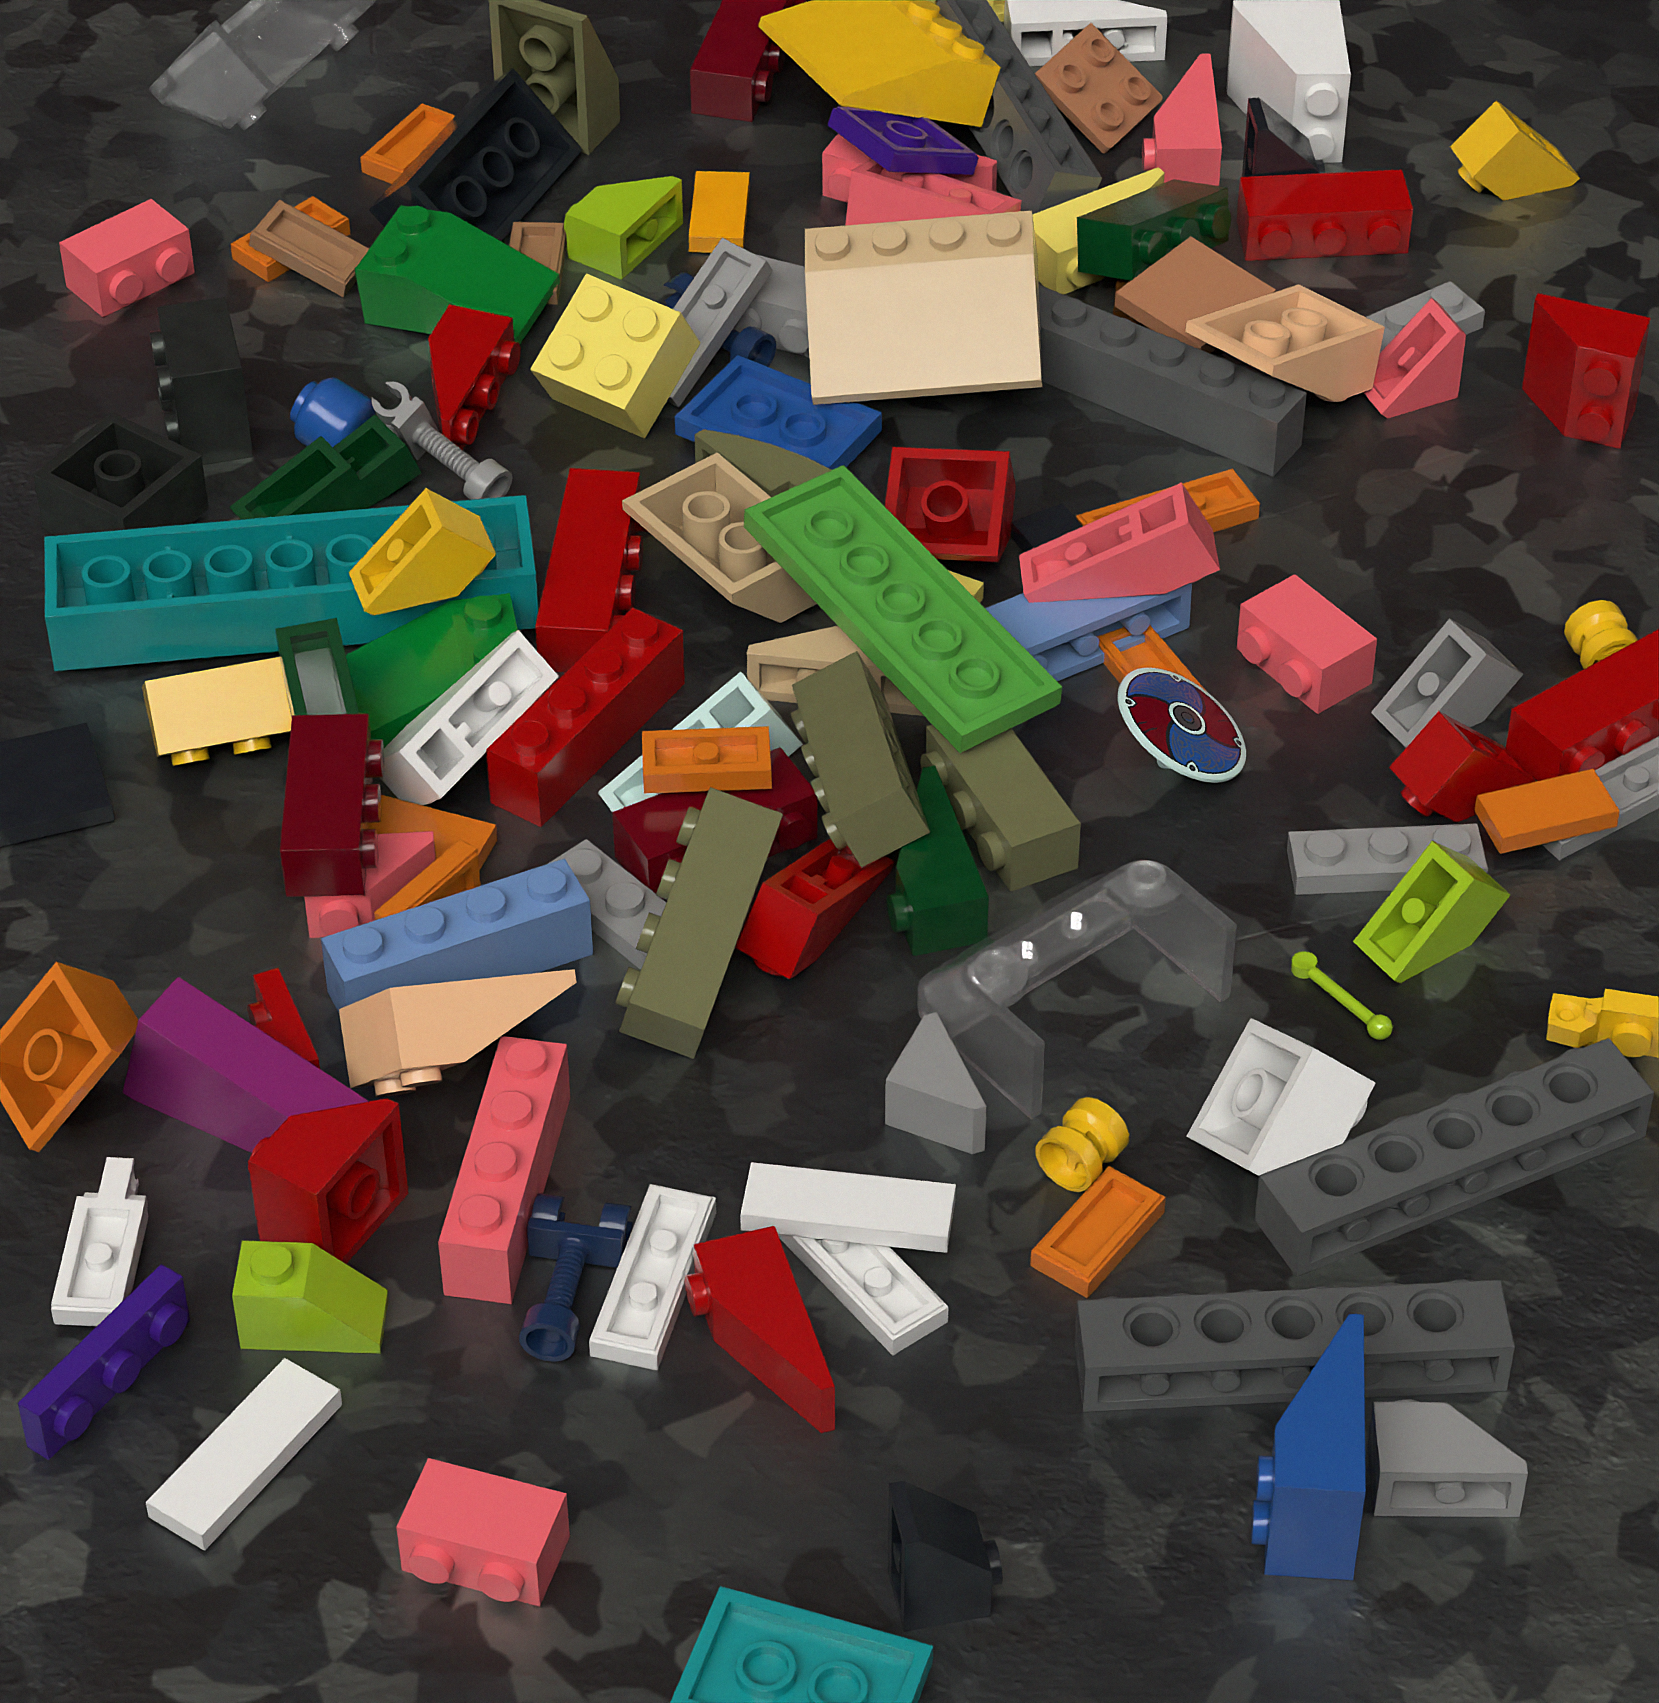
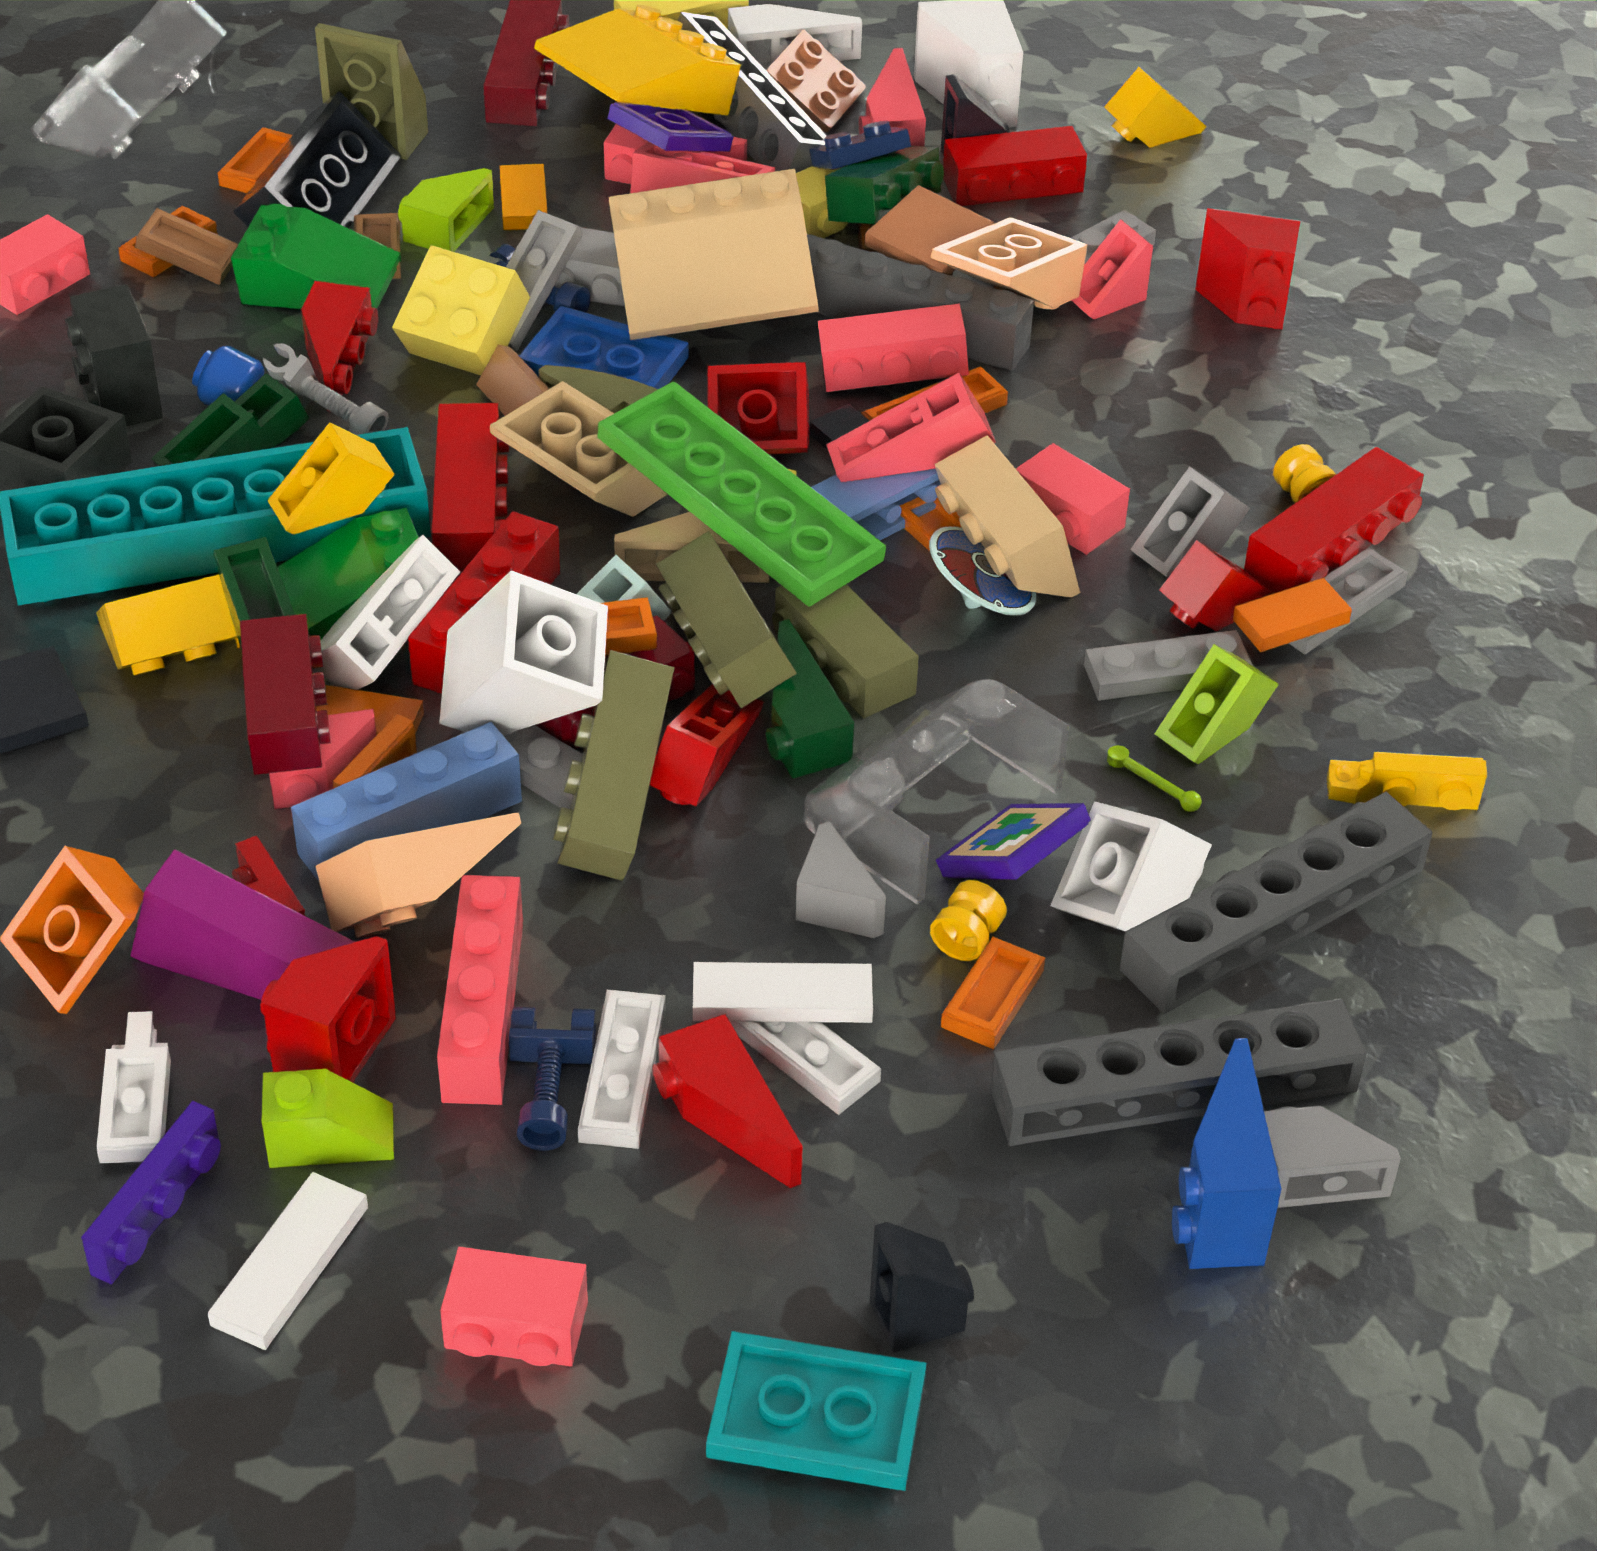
camera: 10 degrees left, 0 degrees up
(609, 787) = (523, 657): none -> white slope
(661, 444) = (509, 380): none -> medium nougat tile
(1108, 184) = (843, 150): none -> dark blue plate
(1126, 438) = (893, 347): none -> coral brick
(1152, 1055) = (1013, 841): none -> dark purple tile
(1216, 666) = (1007, 519): none -> tan slope

